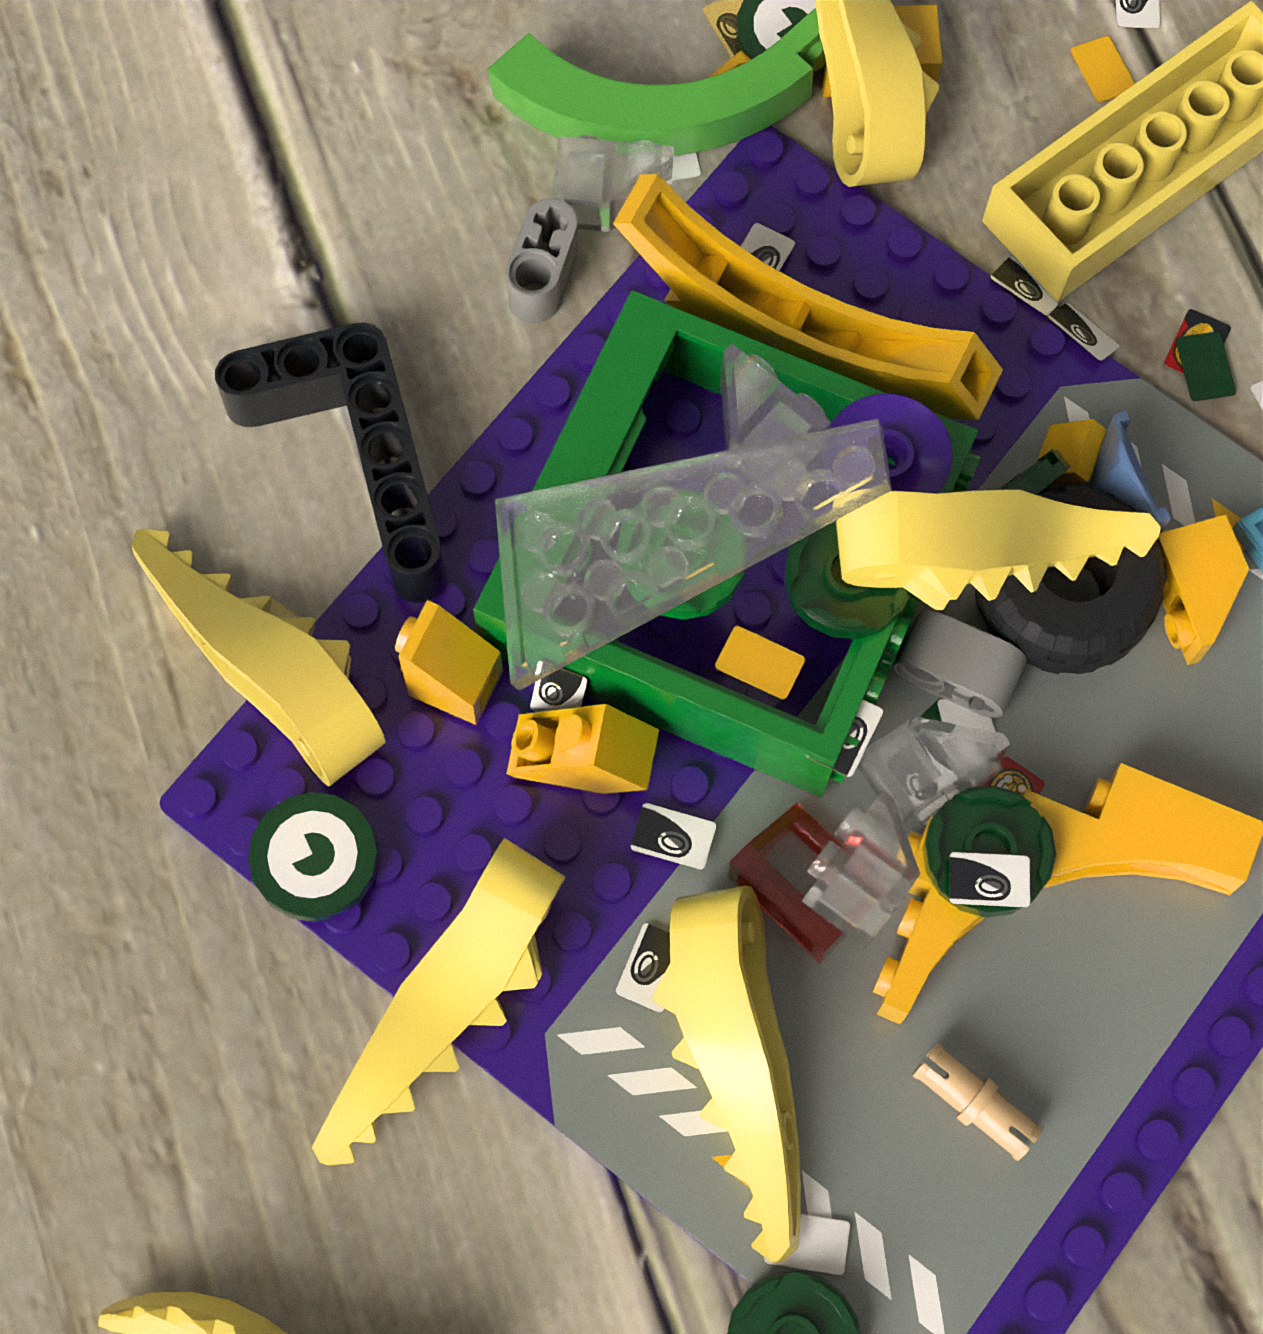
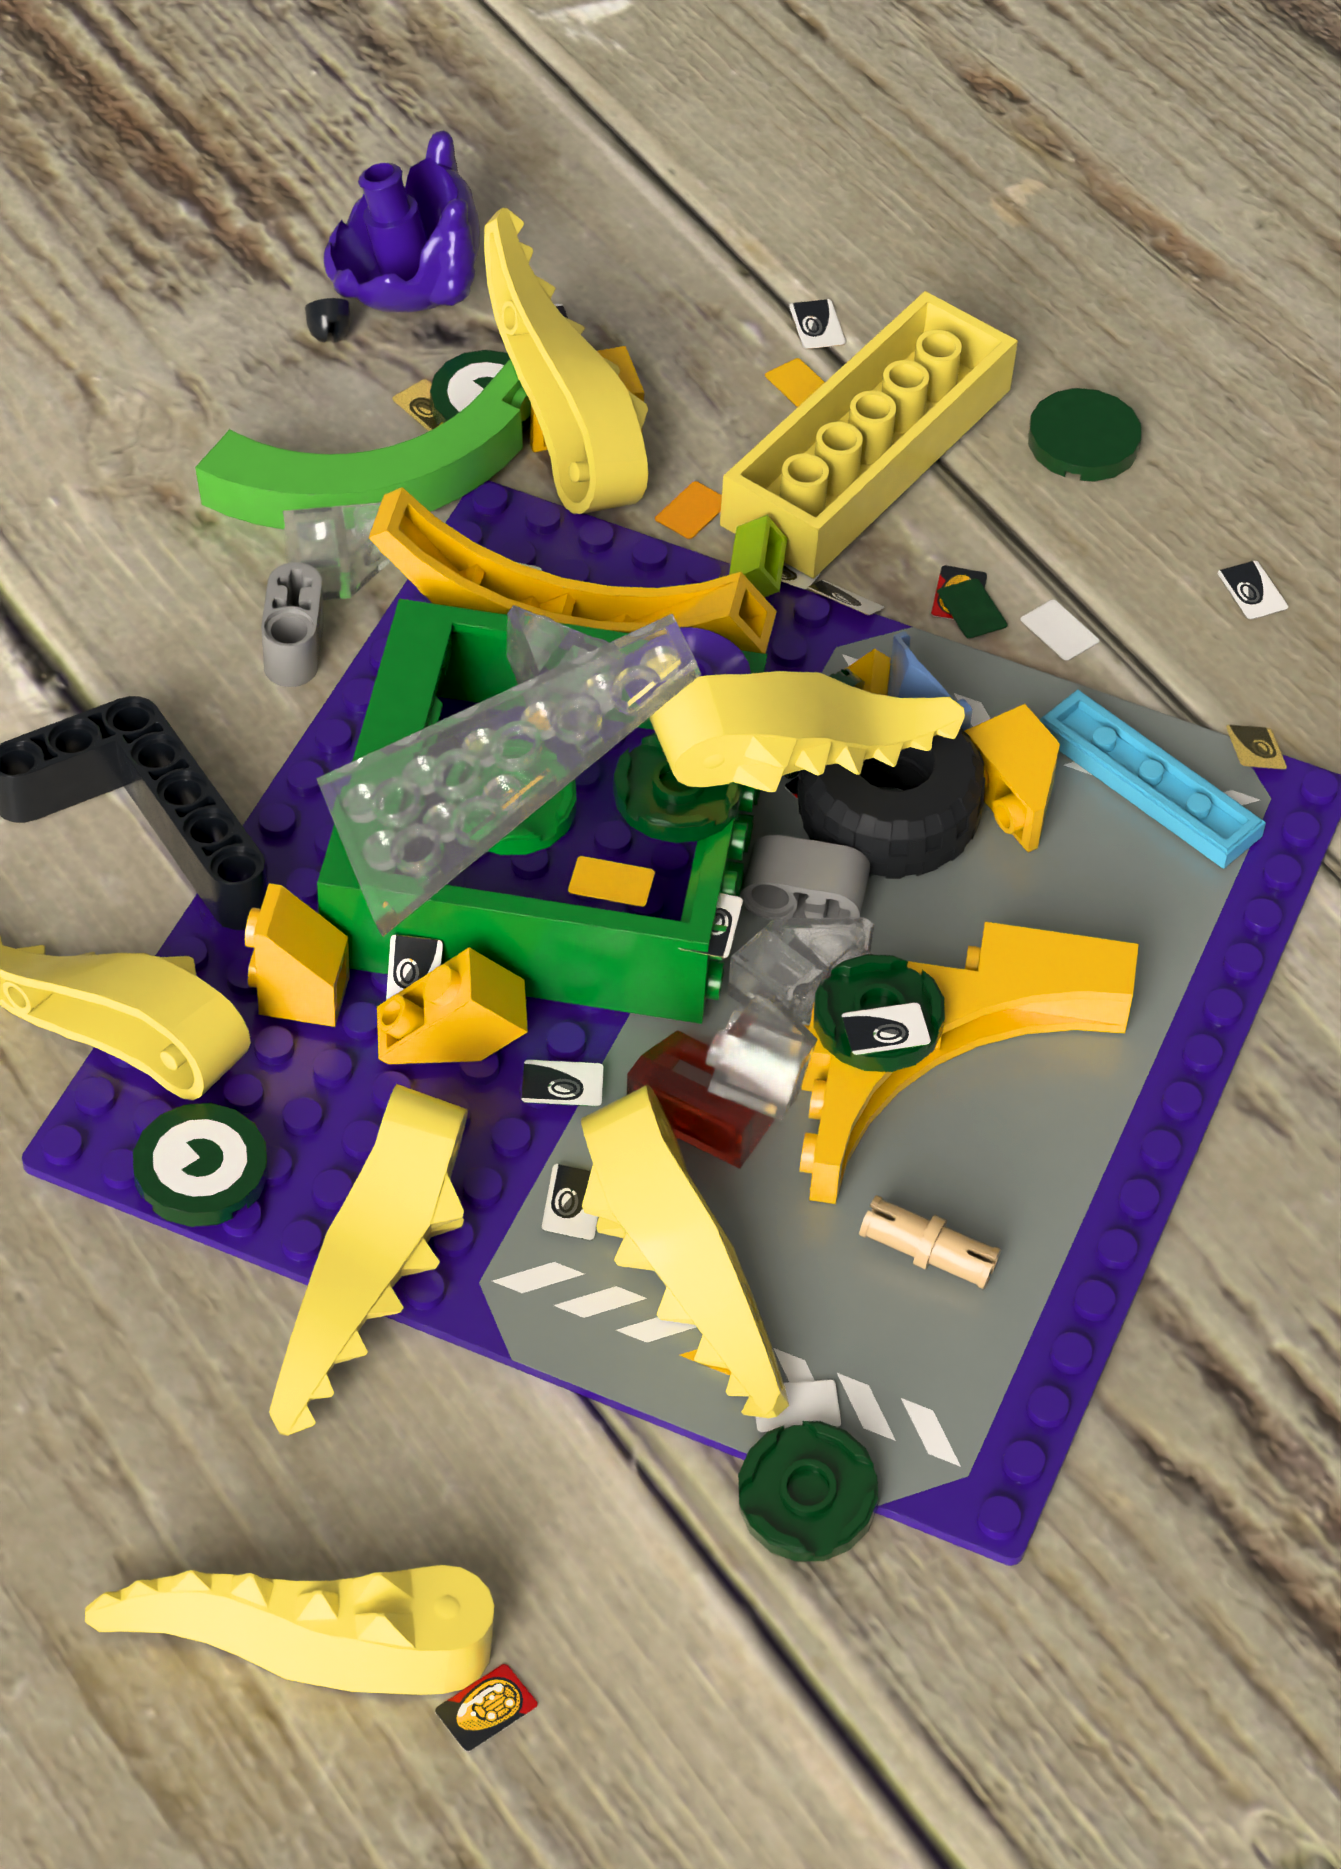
camera: 15 degrees left, 20 degrees down
(959, 195) = (691, 510): none -> light orange sticker
(1003, 286) = (760, 554): none -> lime piece

